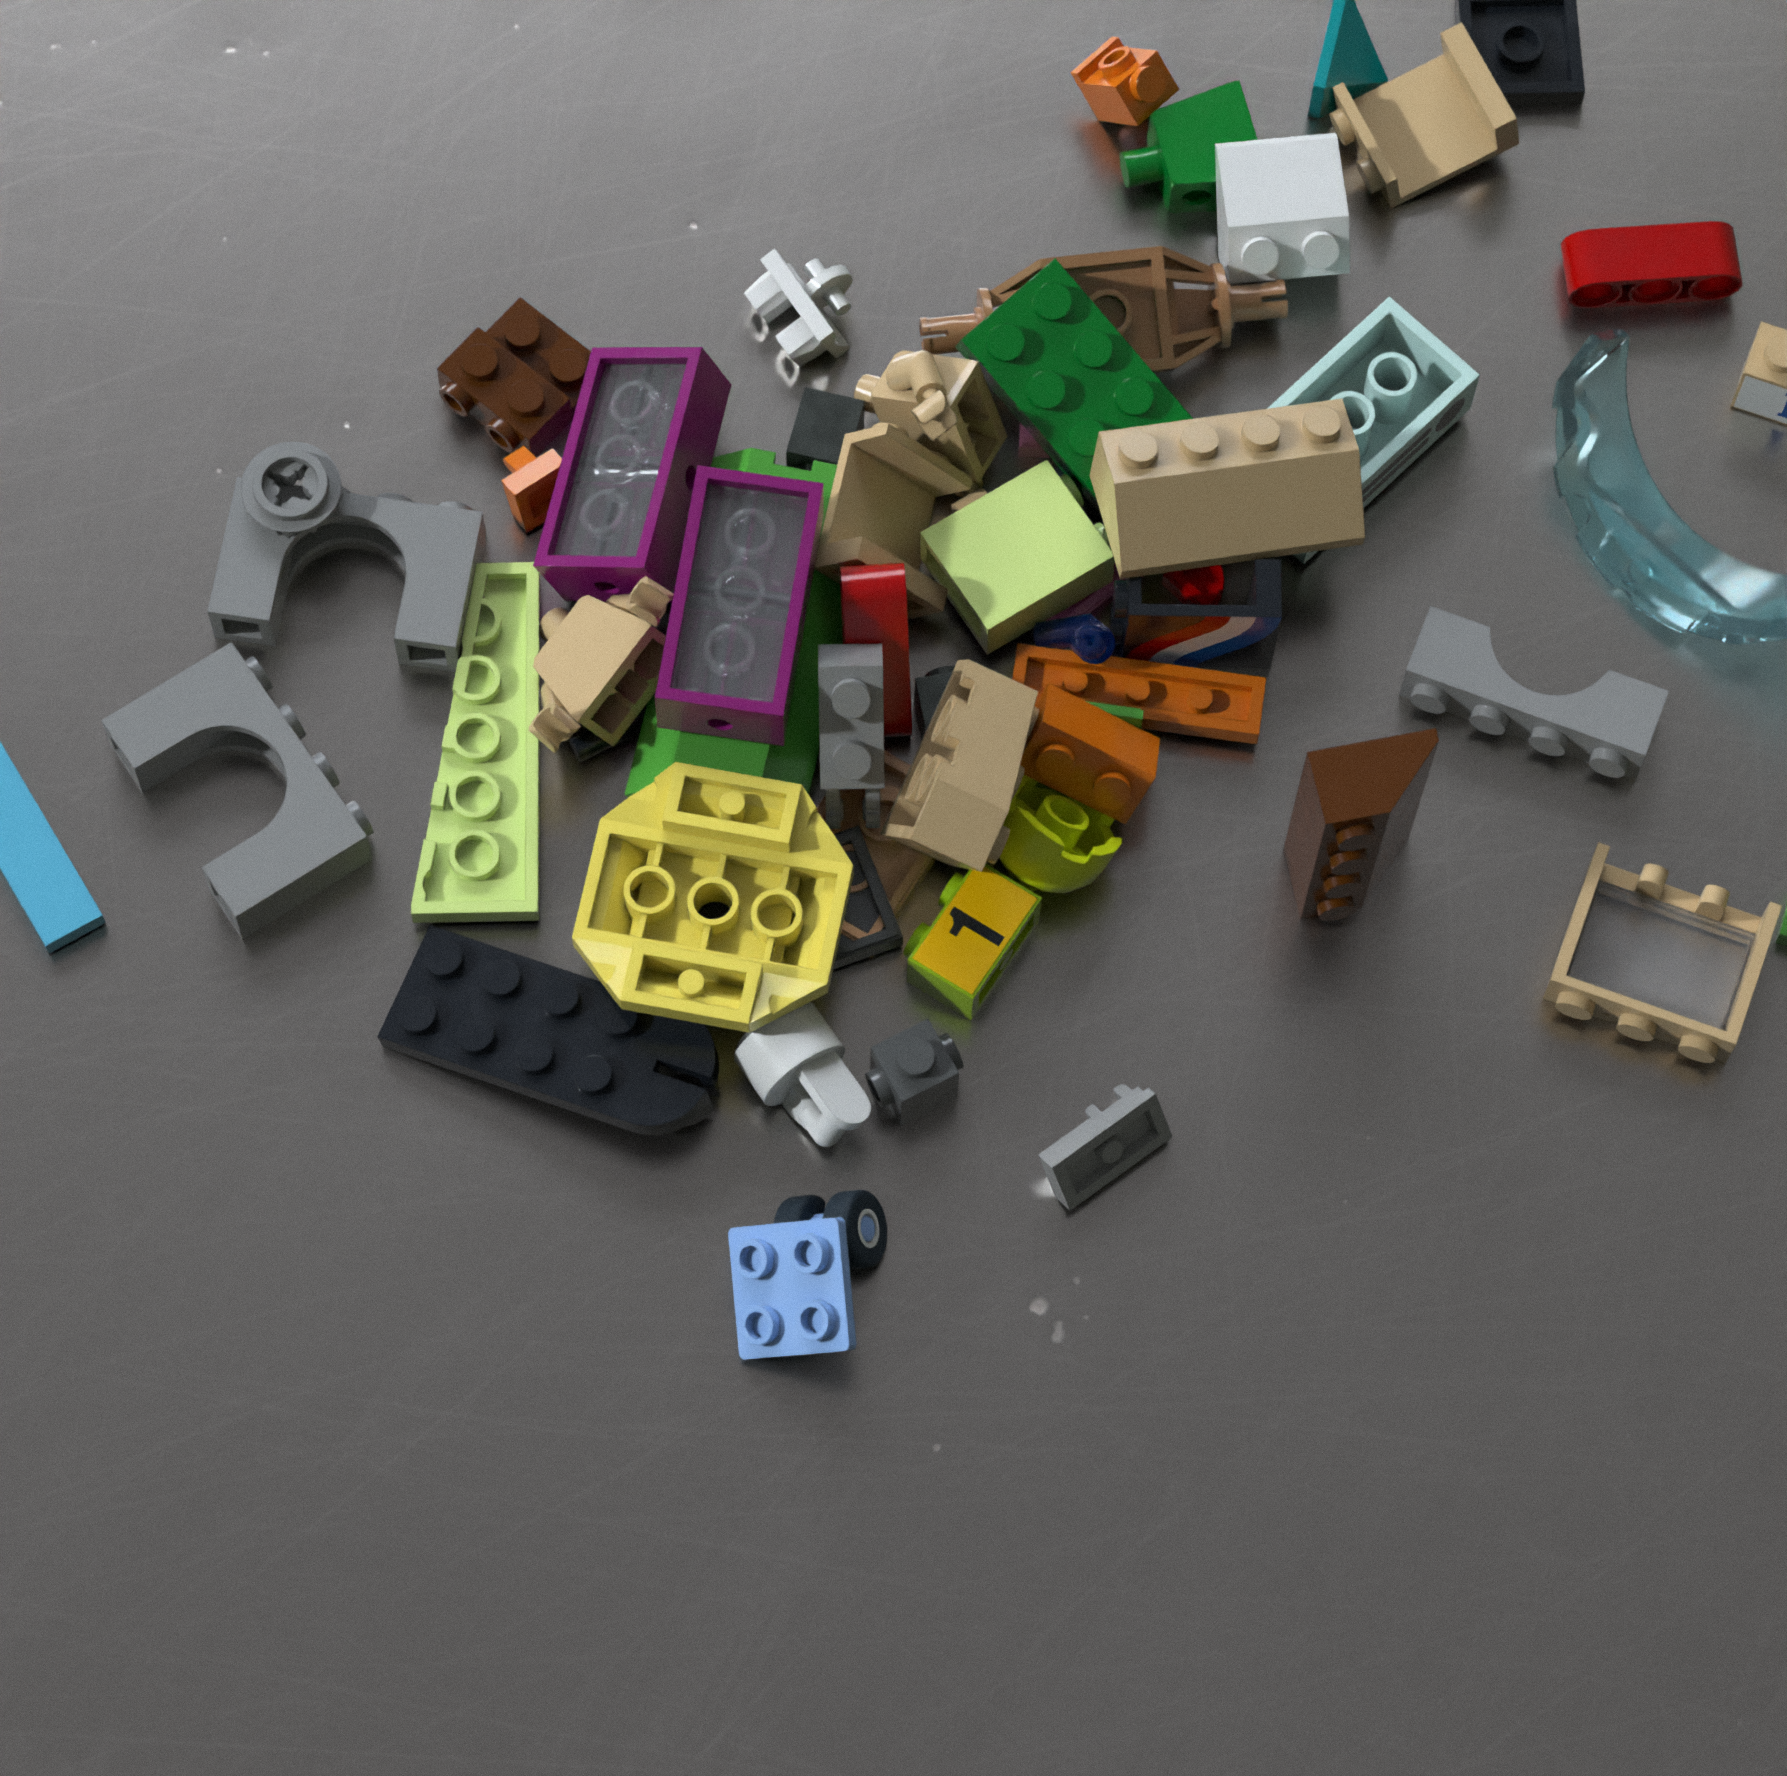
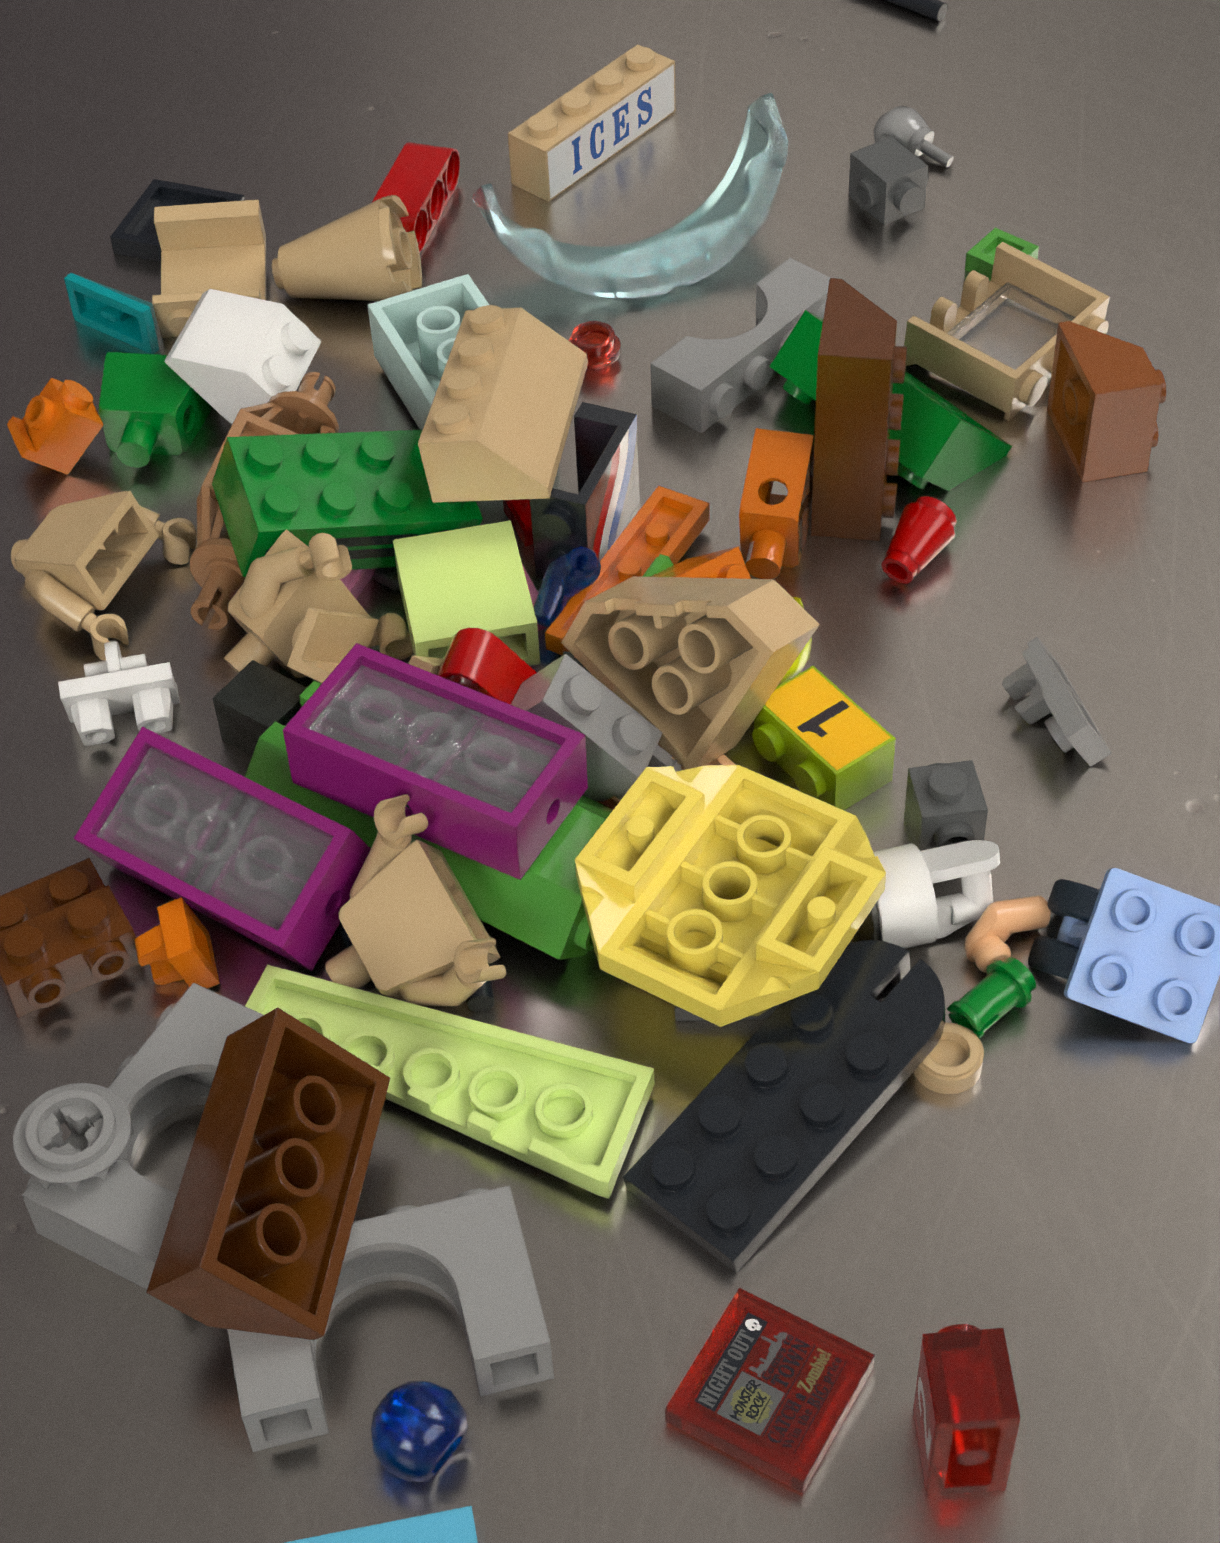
camera: 65 degrees left, 20 degrees down
(148, 852) = (417, 1429): none -> clear blue piece
(275, 1239) = (965, 1410): none -> clear red brick
(277, 1101) = (770, 1389): none -> clear red tile
(293, 655) = (271, 1182): none -> reddish brown slope
(650, 1158) = (953, 1063): none -> tan tile
(721, 1171) = (1005, 986): none -> green pin
(805, 1154) = (998, 922): none -> light nougat arm
(955, 193) = (88, 553): none -> tan torso
(1250, 797) = (774, 524): none -> orange torso
(1292, 951) = (918, 538): none -> red cone
(1477, 526) = (598, 342): none -> clear red plate
(1492, 865) = (935, 436): none -> green slope
(1502, 256) = (353, 257): none -> tan cone
(1538, 1079) = (1104, 402): none -> dark orange slope

